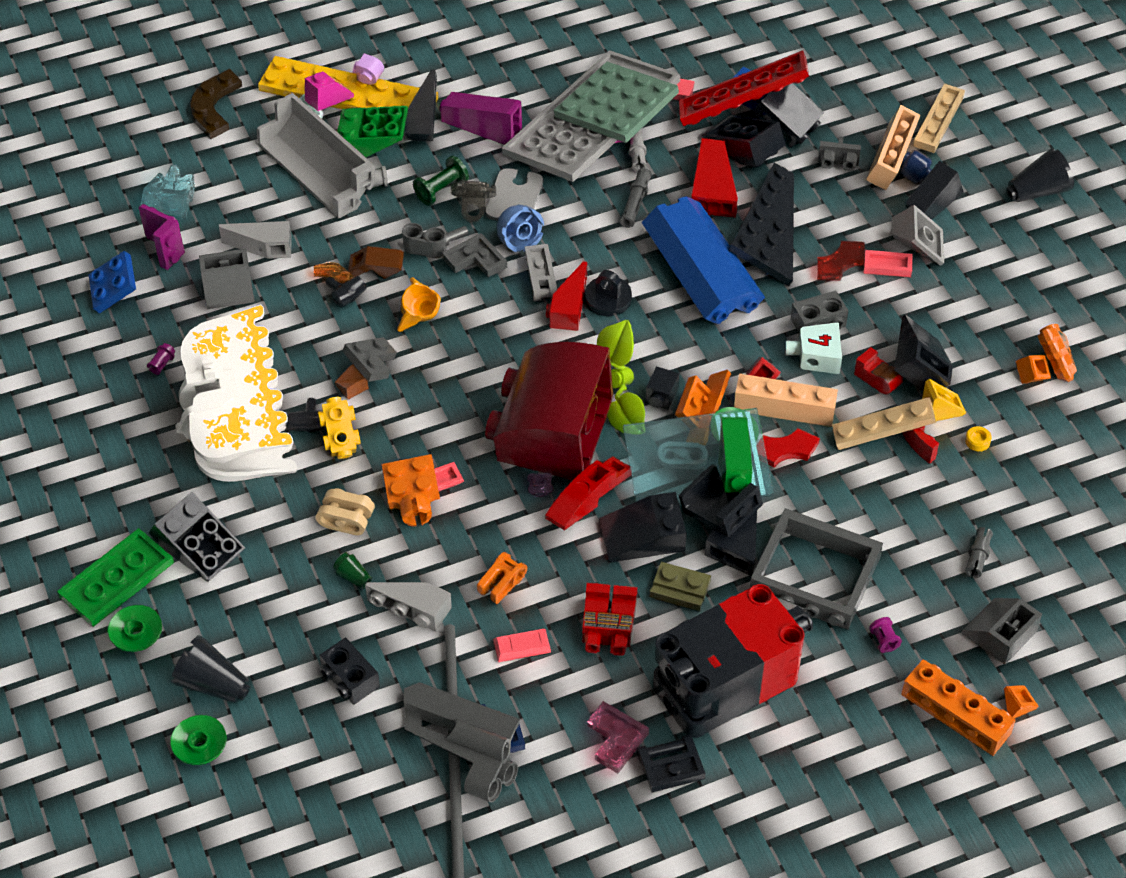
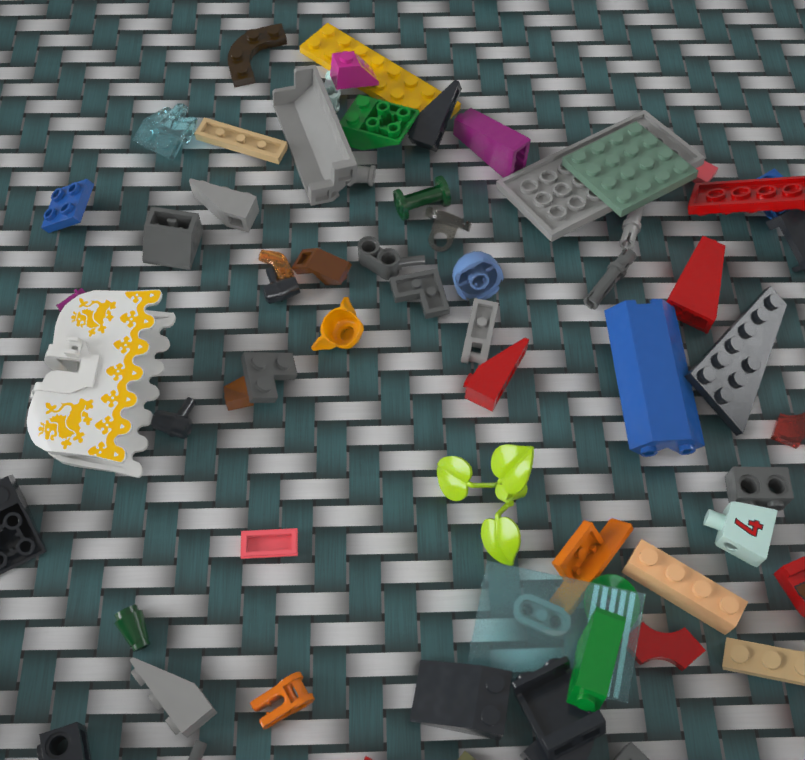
camera: 20 degrees right, 10 degrees up
(165, 234) = (133, 178): magenta bracket -> none
(245, 182) = (241, 140): none -> tan plate
(337, 418) = (197, 441): yellow brick -> none
(345, 511) = (176, 549): tan brick -> none
(368, 69) = (401, 61): lavender plate -> none
(411, 487) = (238, 546): orange plate -> none
(511, 194) = (489, 237): light grey piece -> none
(543, 489) = (377, 599): clear purple plate -> none
(553, 408) = (416, 516): dark red brick -> none
(585, 490) = (417, 625): red slope -> none
(608, 294) = (538, 382): black tile -> none
(662, 388) = (551, 519): black brick -> none
(748, 138) = (751, 249): black slope -> none
(764, 369) = (669, 538): red slope -> none

